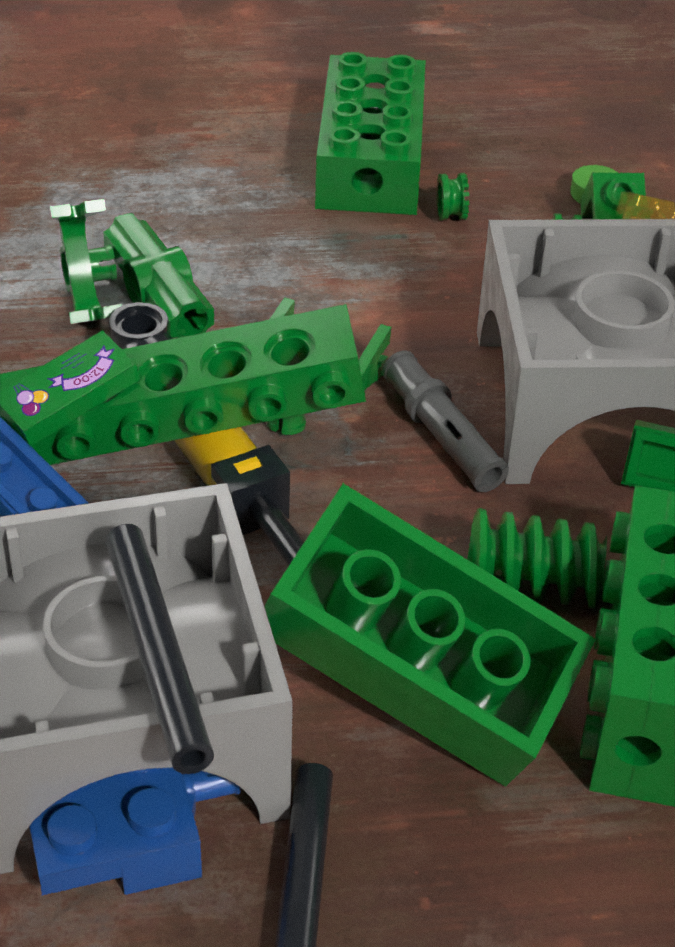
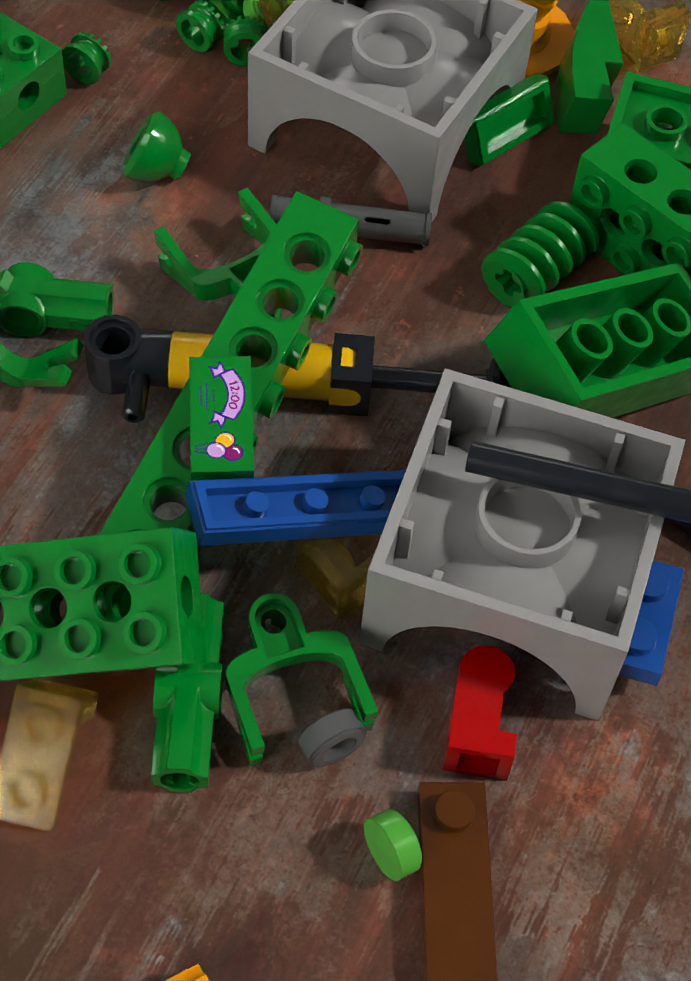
camera: 60 degrees left, 15 degrees up
(388, 269) = (156, 151): none -> green brick

